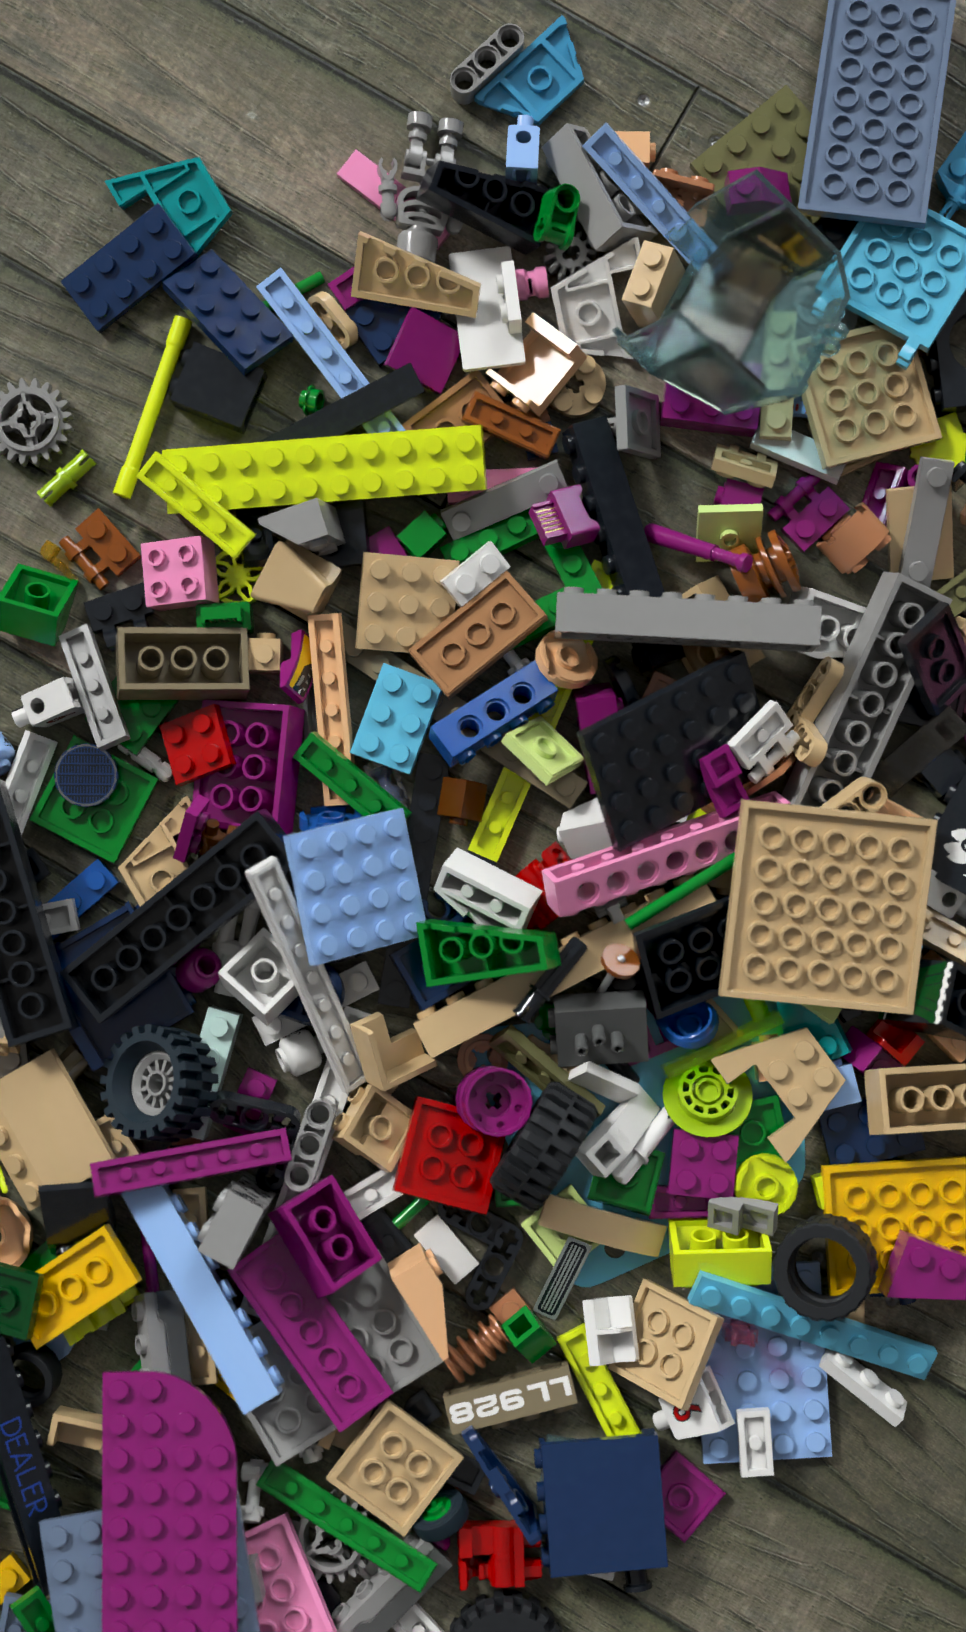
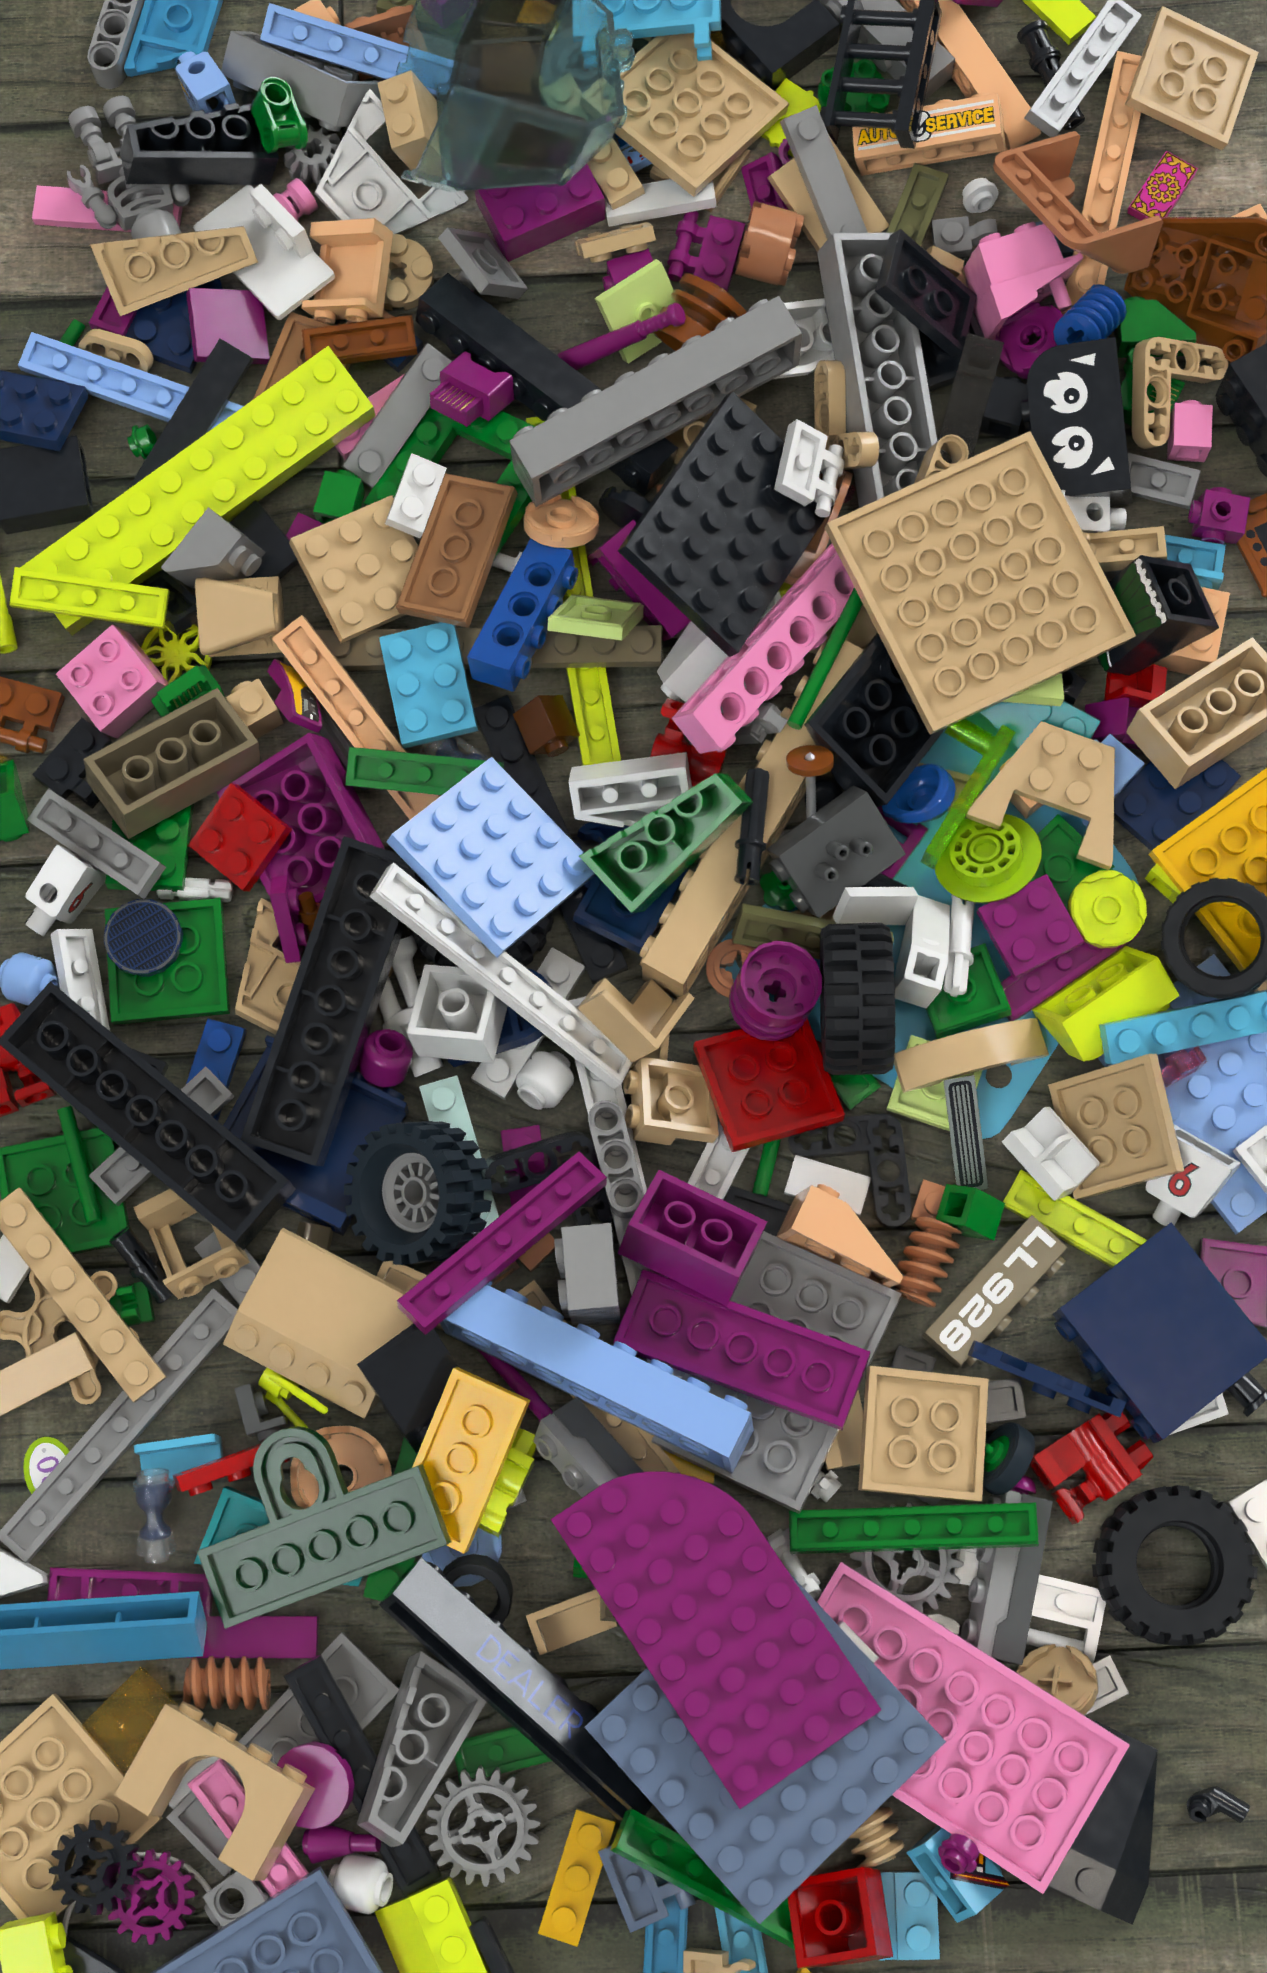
camera: 30 degrees left, 10 degrees down
(722, 780) = (795, 531): magenta slope -> none
(735, 1213) = (1098, 950): light grey slope -> none

